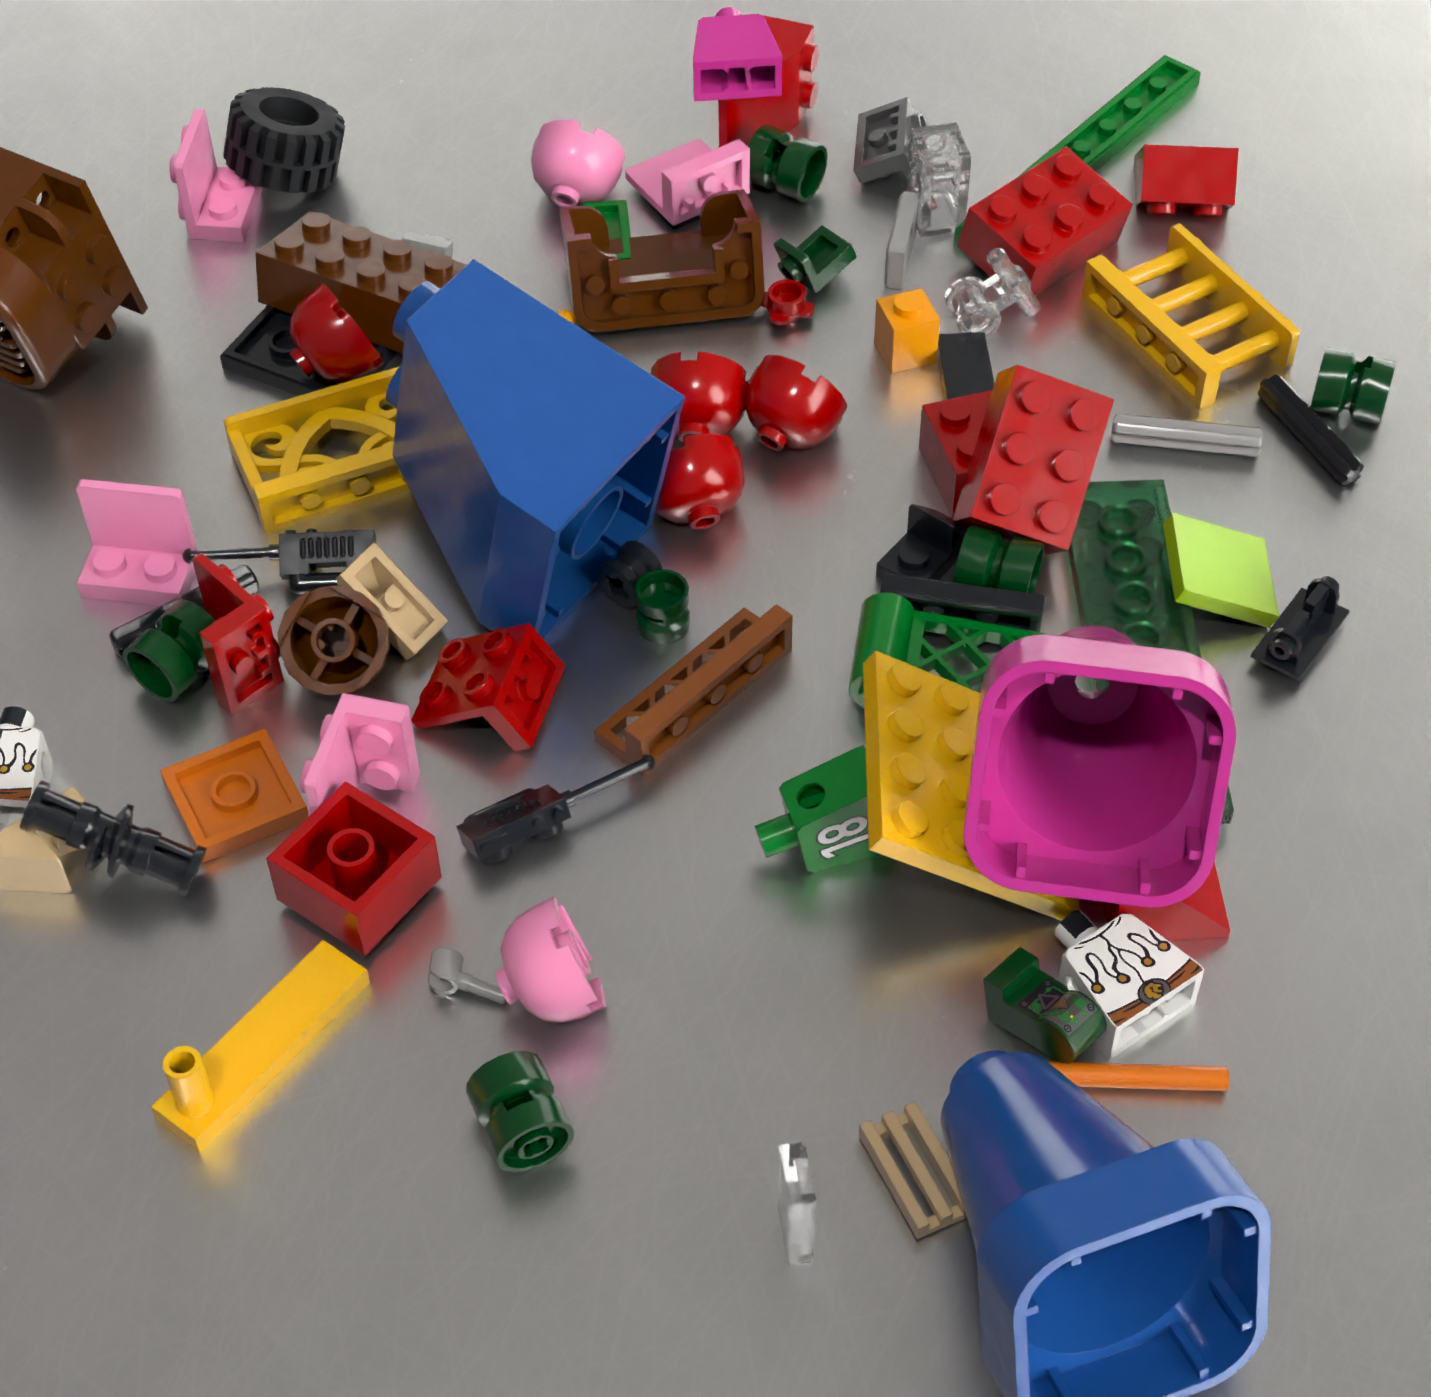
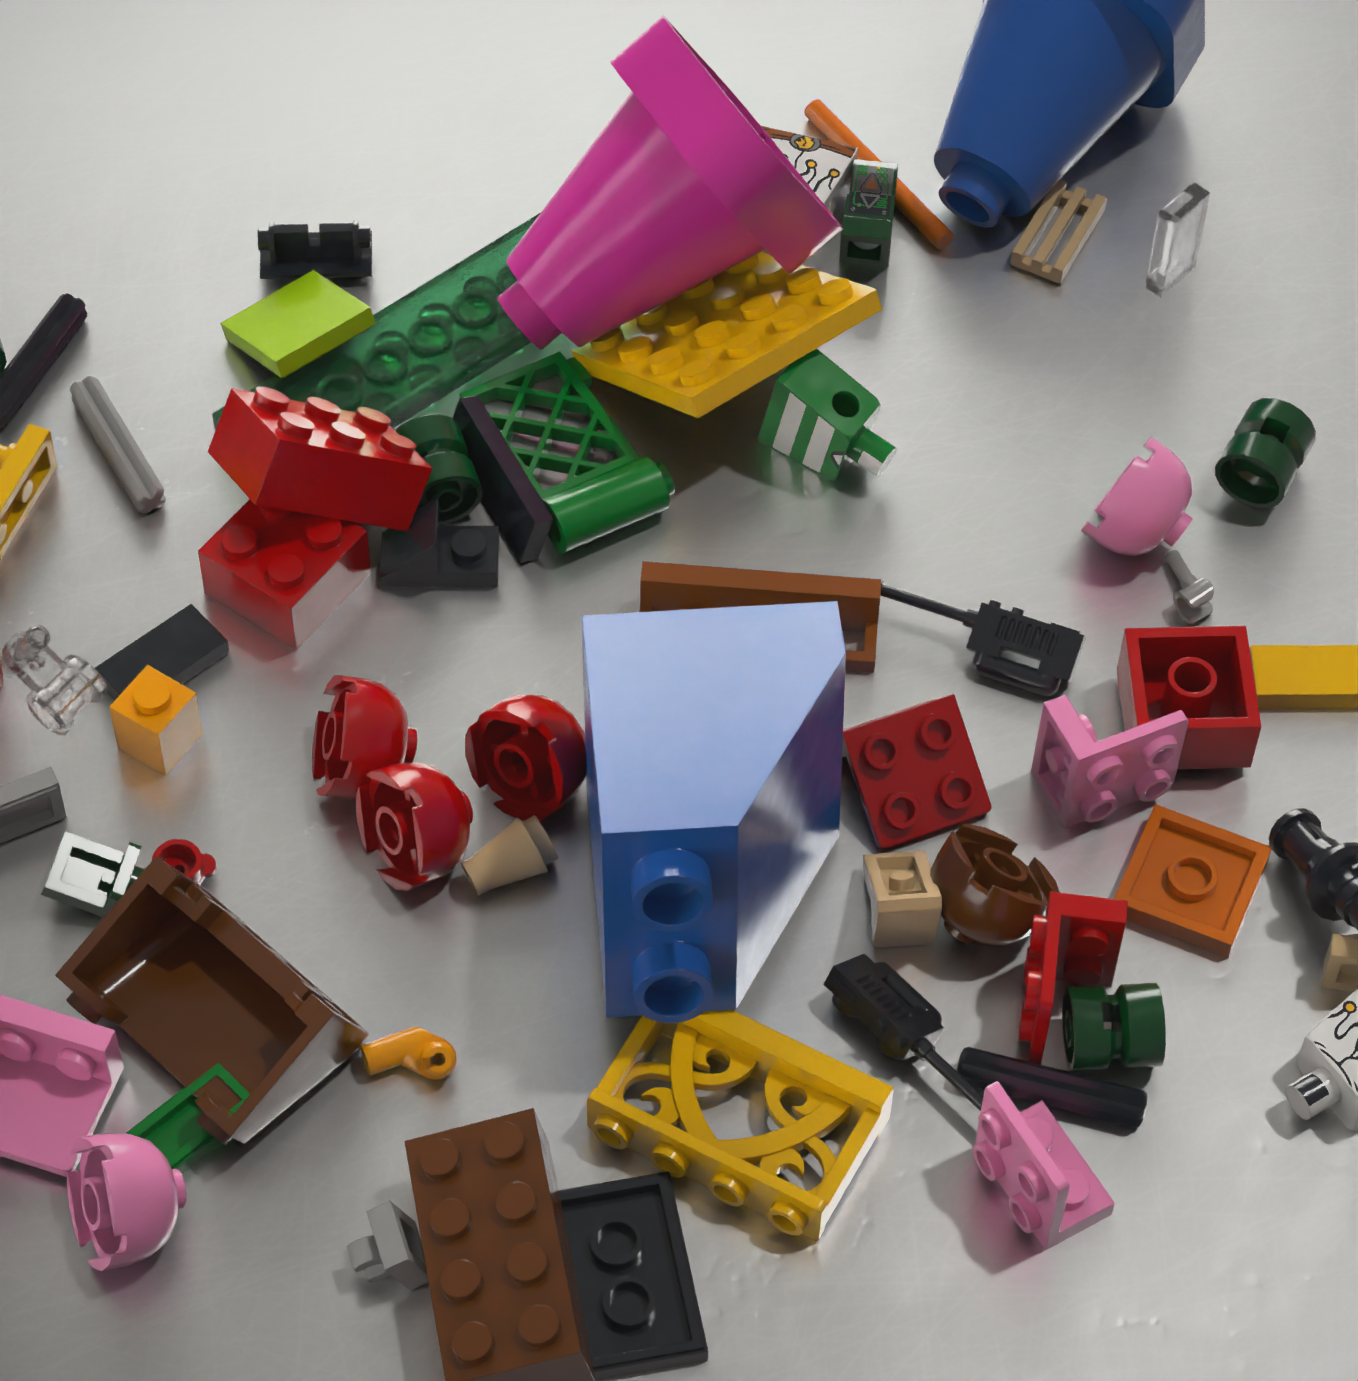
camera: 130 degrees left, 5 degrees up
(330, 340) = (629, 1192): red cylinder -> none

